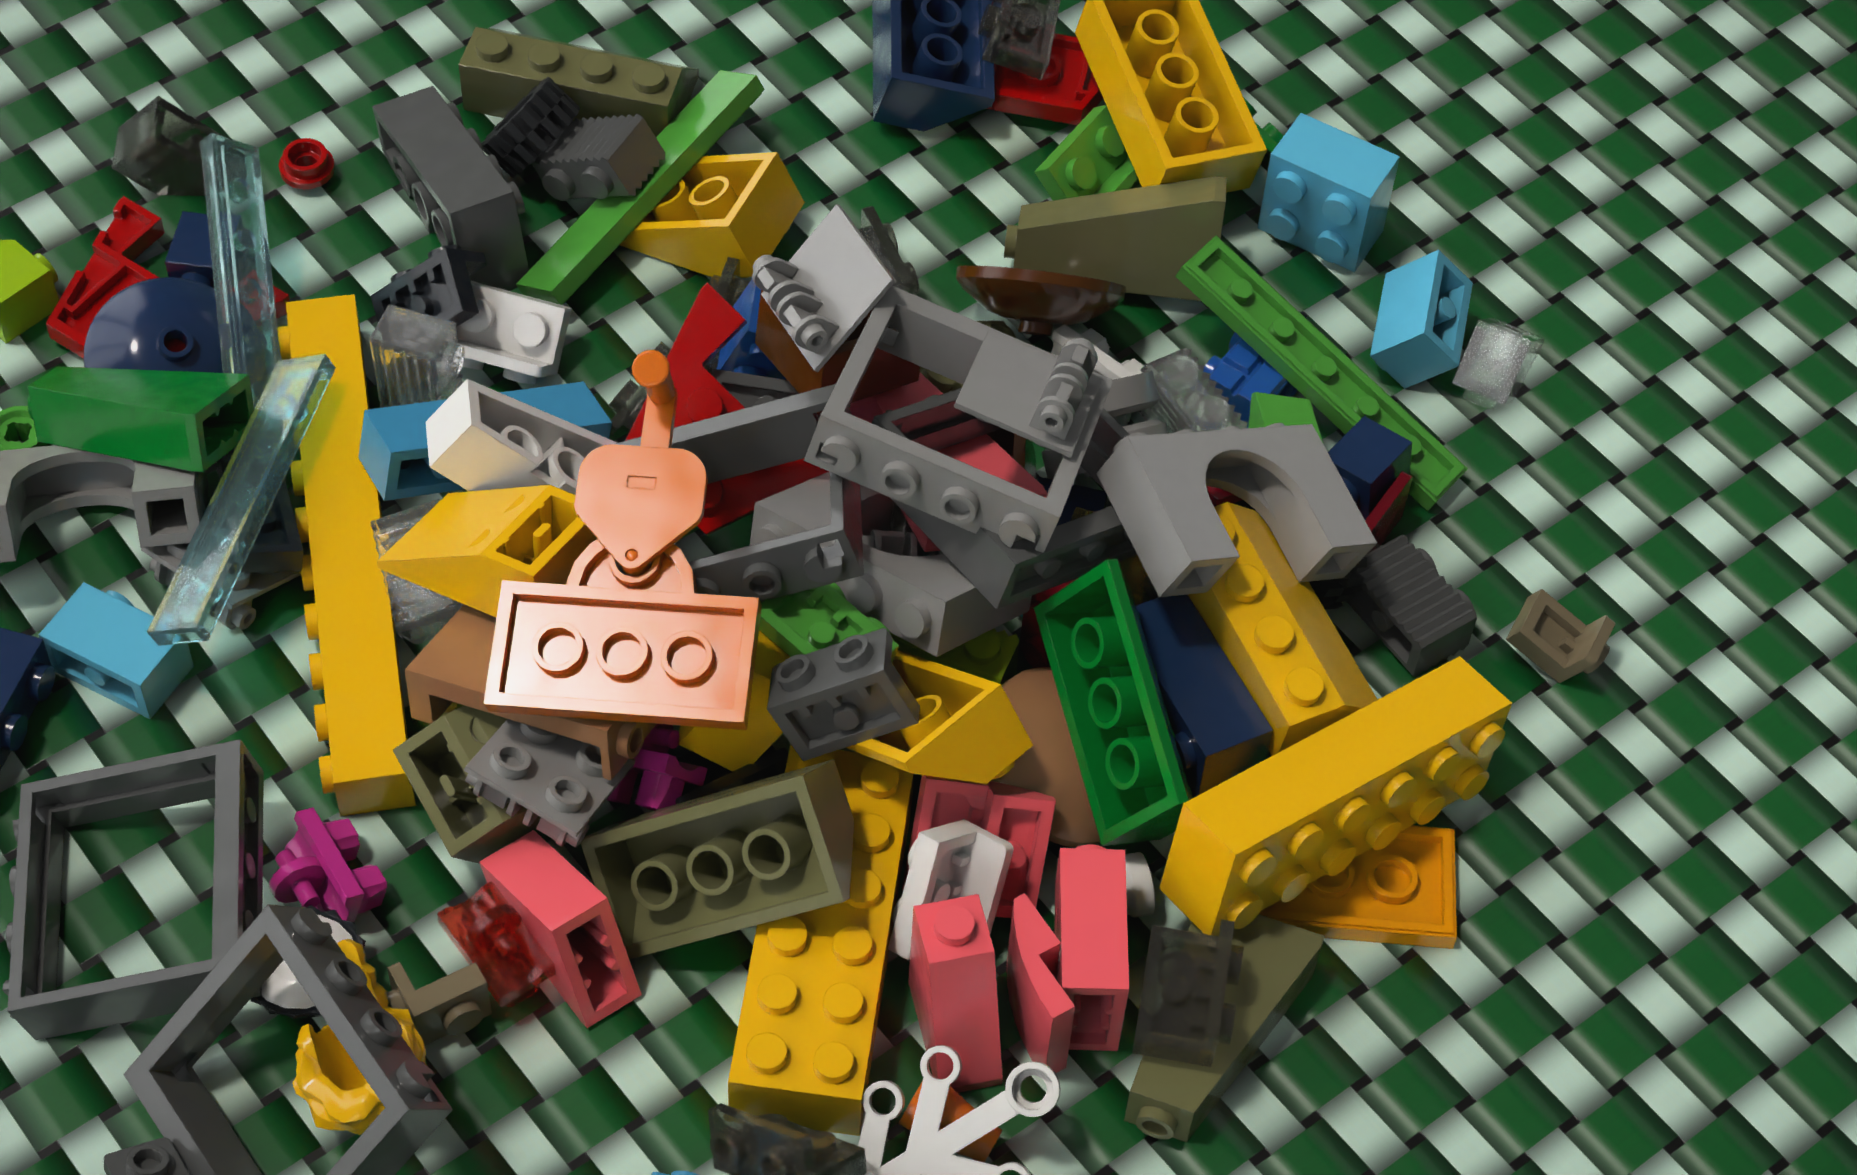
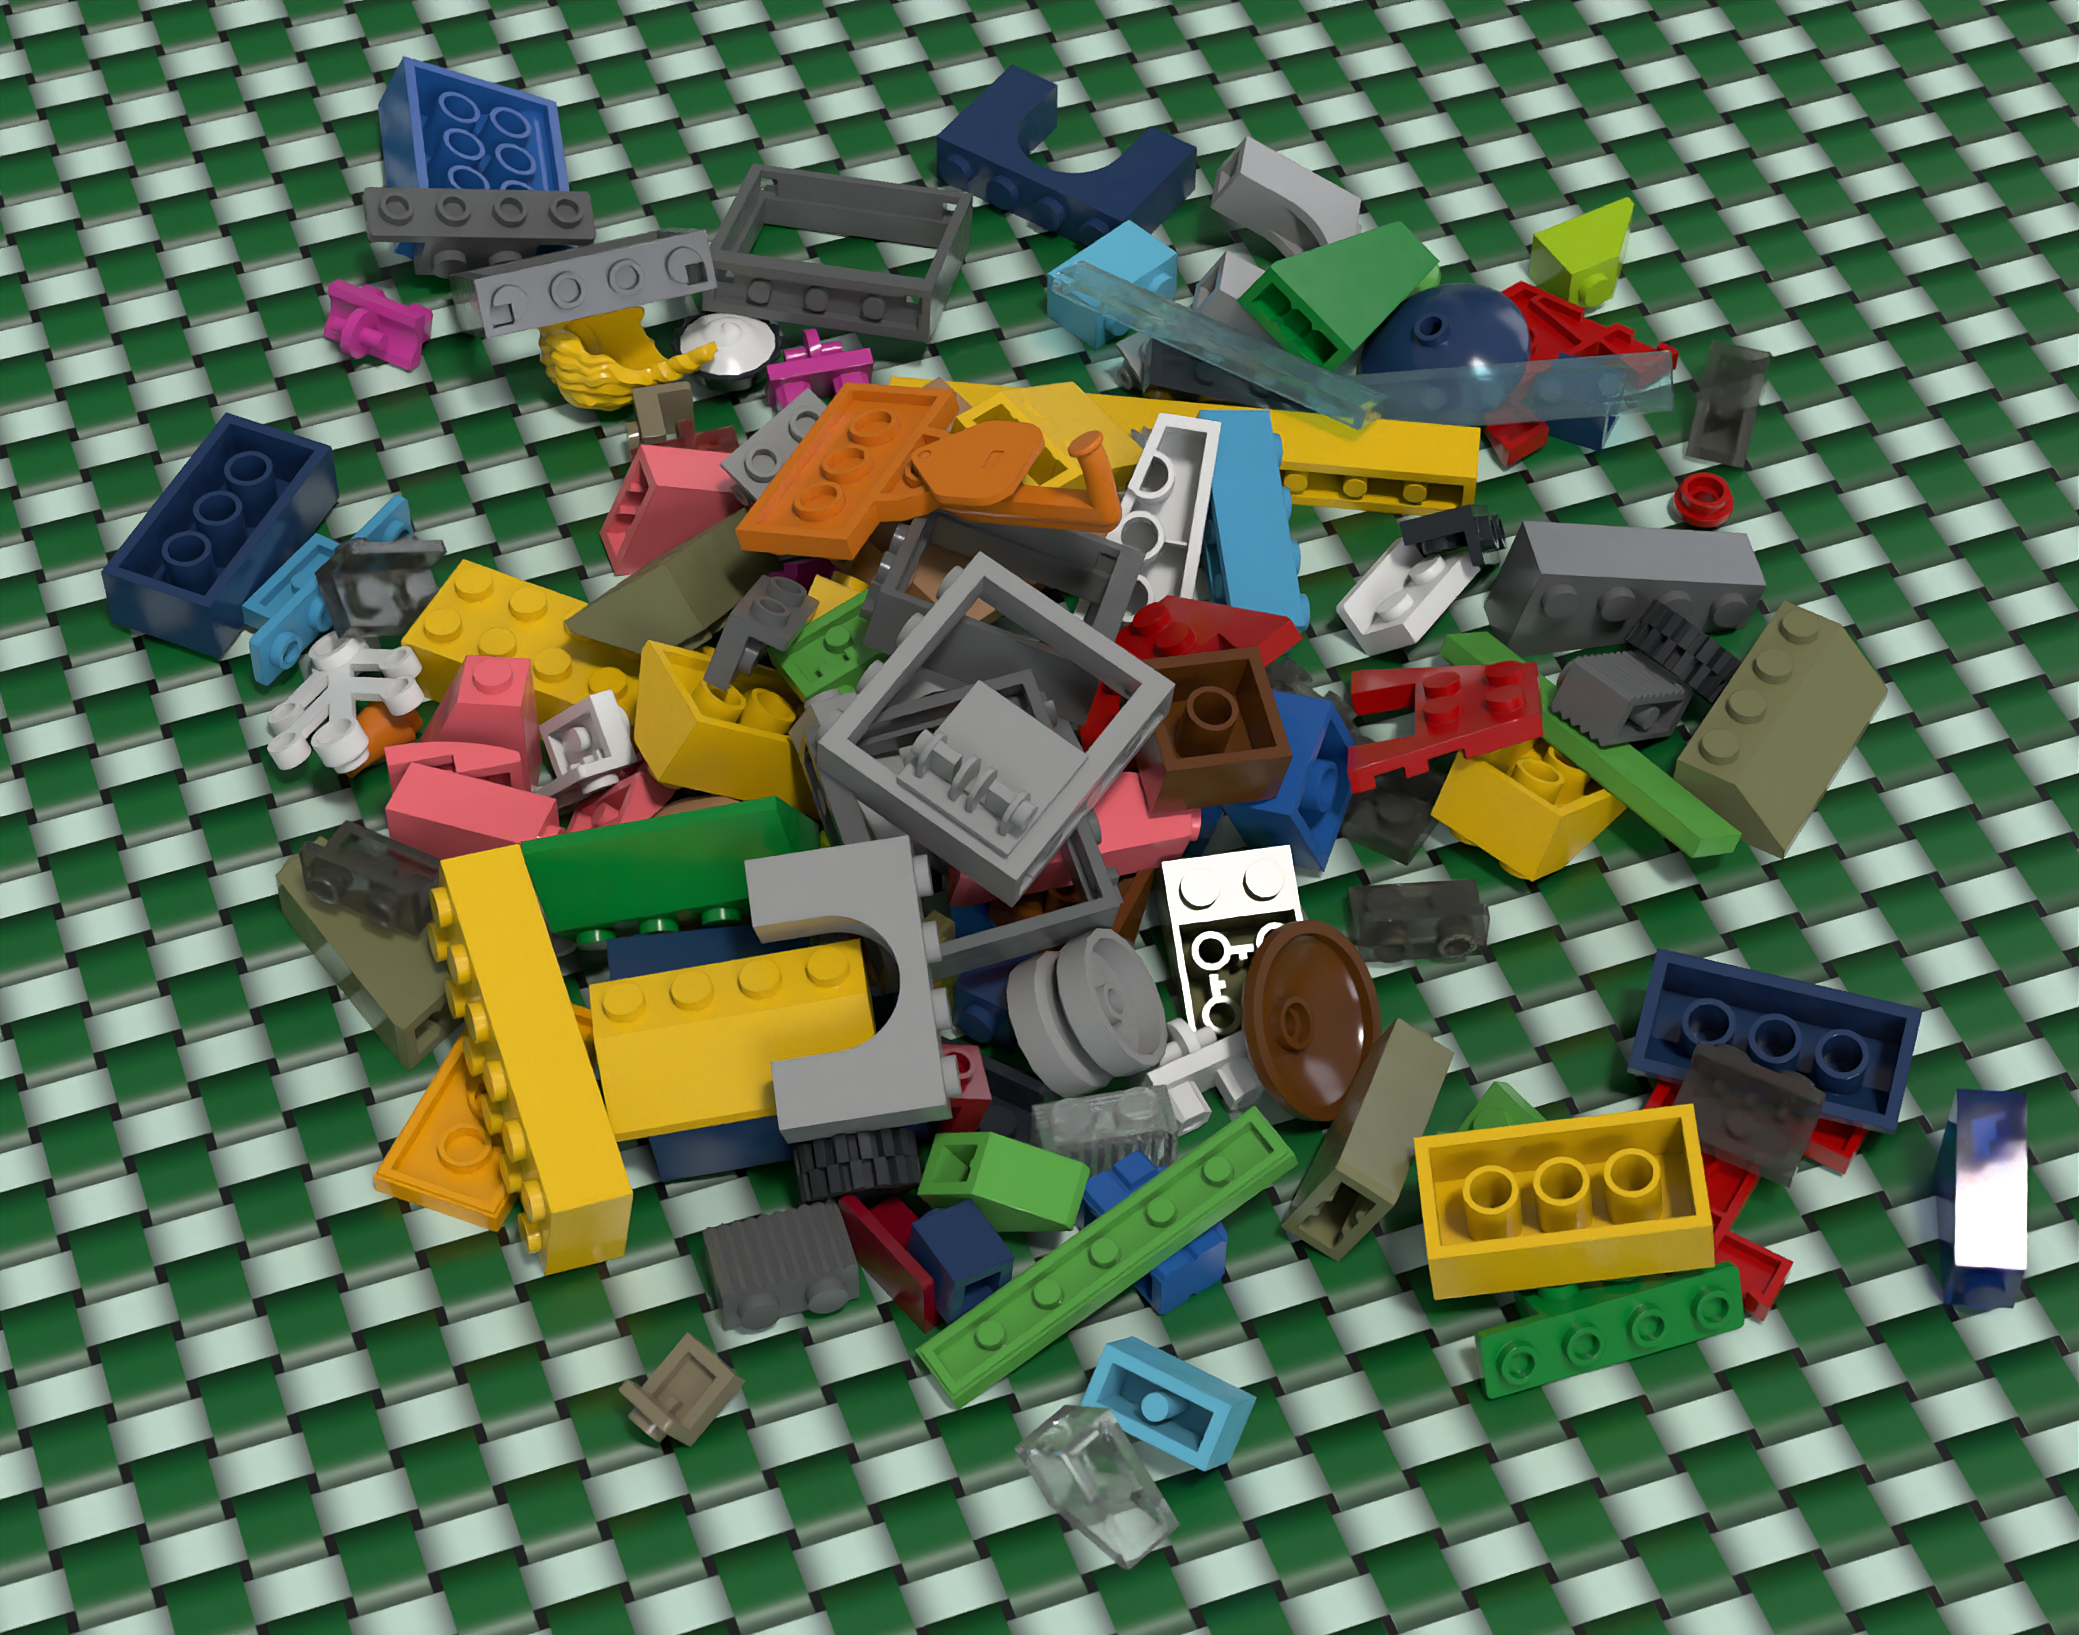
camera: 110 degrees right, 5 degrees down
(415, 357) = (1362, 505): clear brick -> none
(660, 236) = (1454, 710): none -> red wing
(824, 286) = (1214, 637): light grey hinge -> none
(1327, 192) = (1387, 1357): medium azure brick -> none

